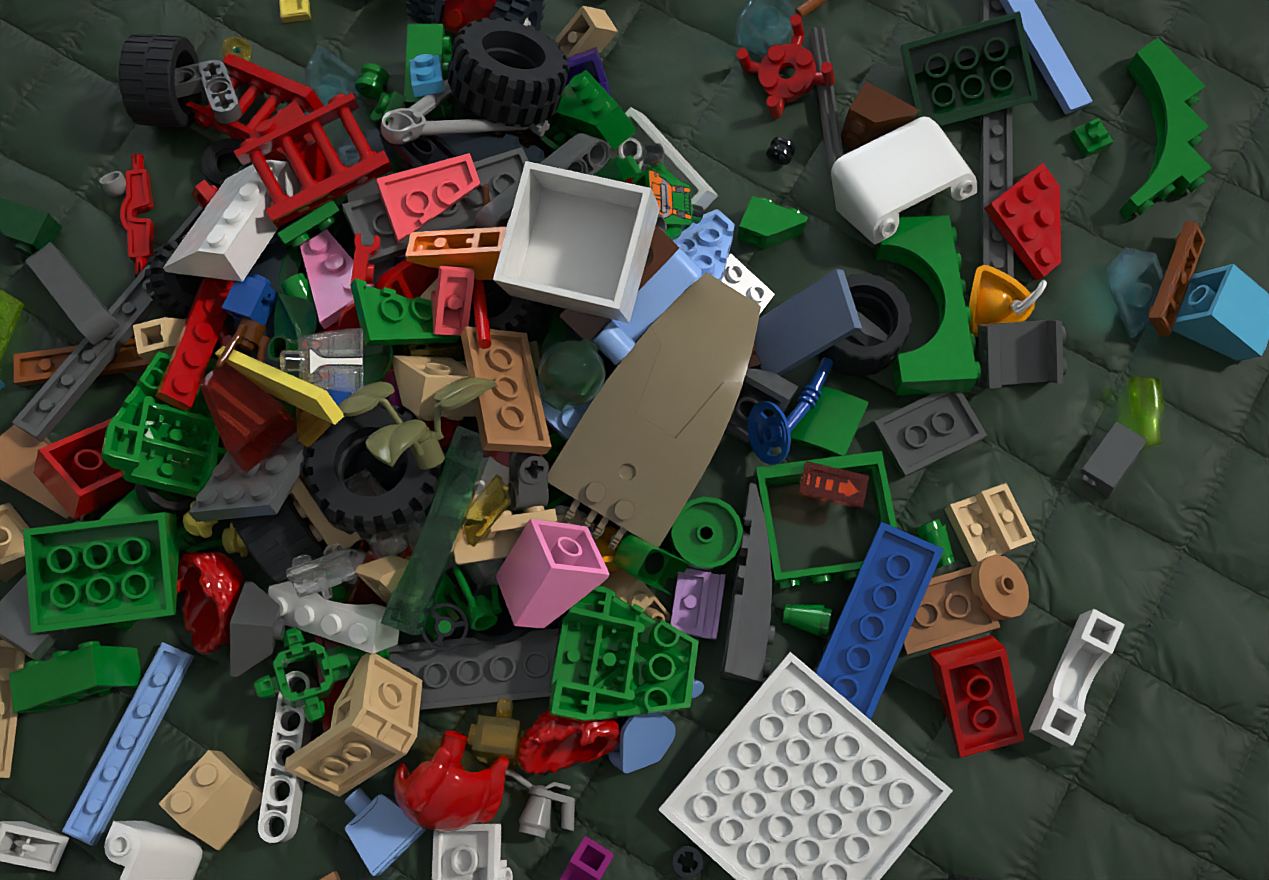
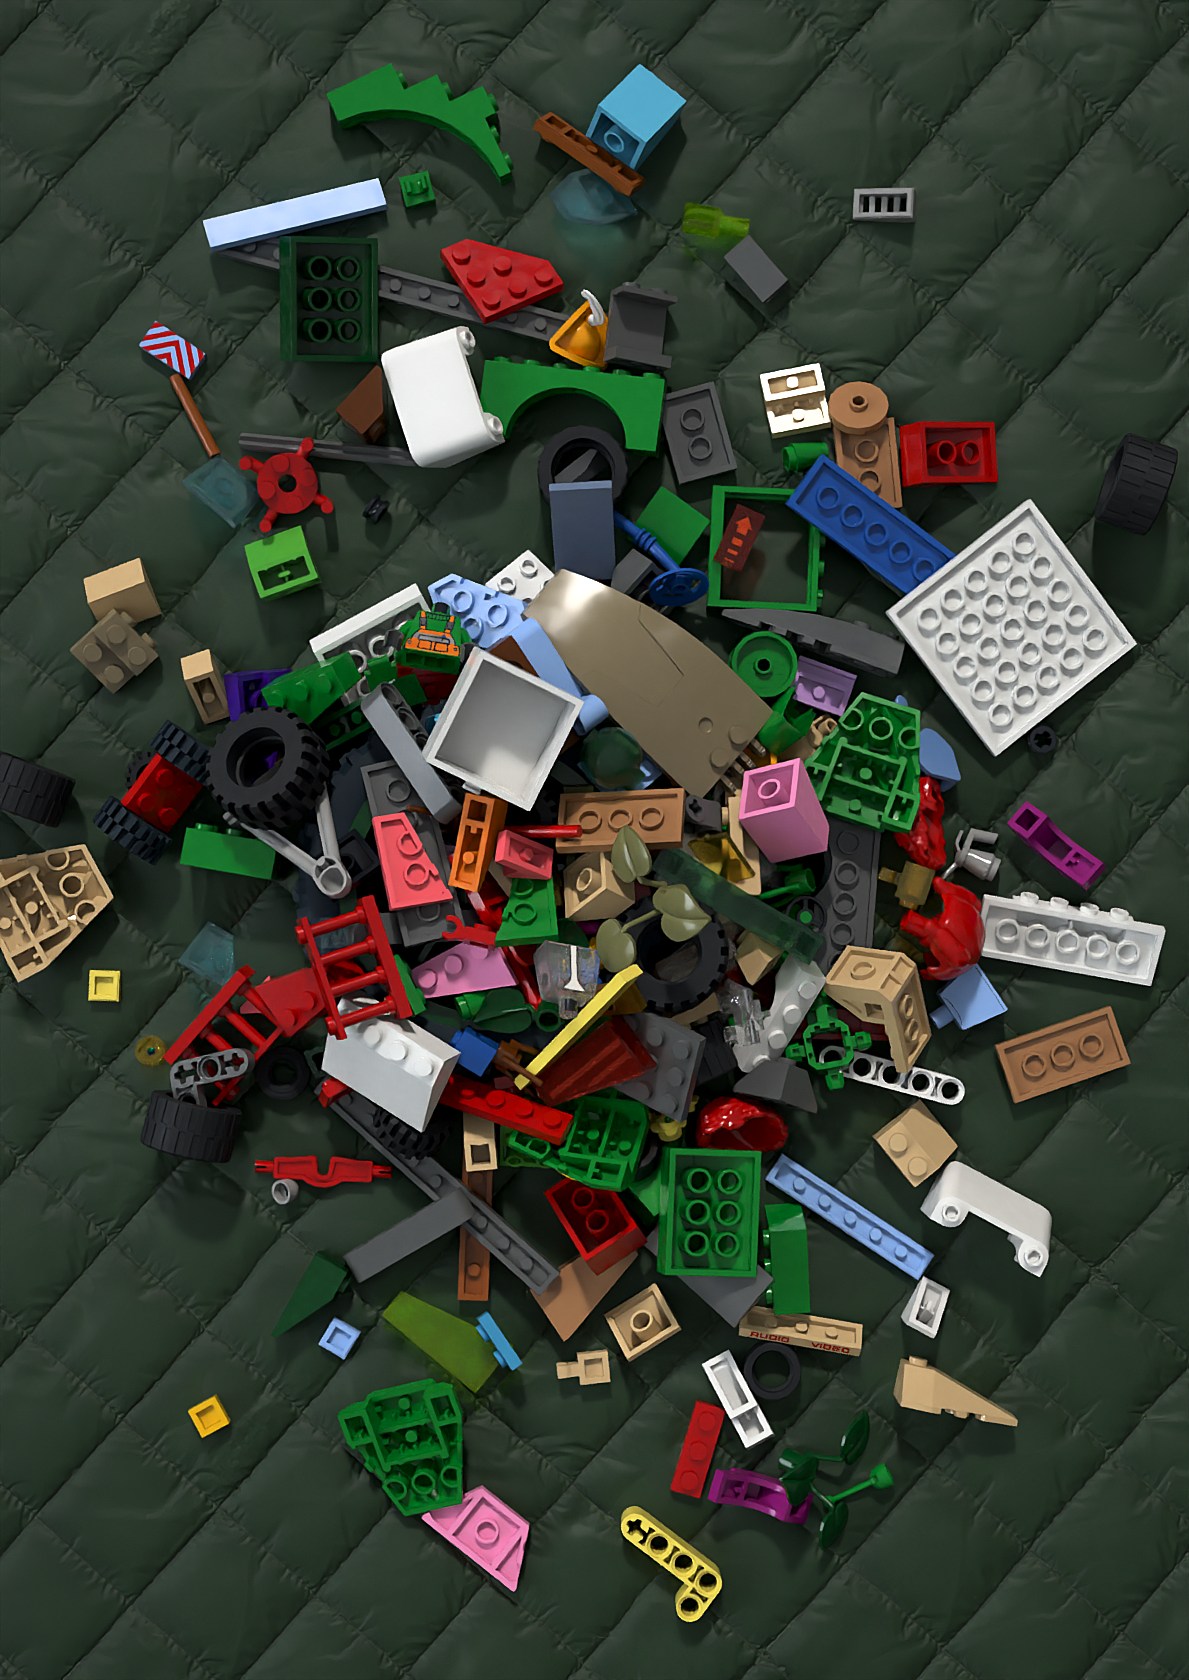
camera: 75 degrees left, 15 degrees up
(371, 81) = (217, 914): green wheel -> none
(386, 103) = (265, 898): green plate -> none
(426, 75) = (256, 850): dark azure plate -> none
(708, 79) = (282, 564): none -> bright green slope
(769, 223) = (455, 540): green slope -> none
(809, 618) = (852, 588): green cone -> none
(1063, 704) = (930, 347): white arch -> none
(1213, 595) = (885, 216): none -> light grey slope

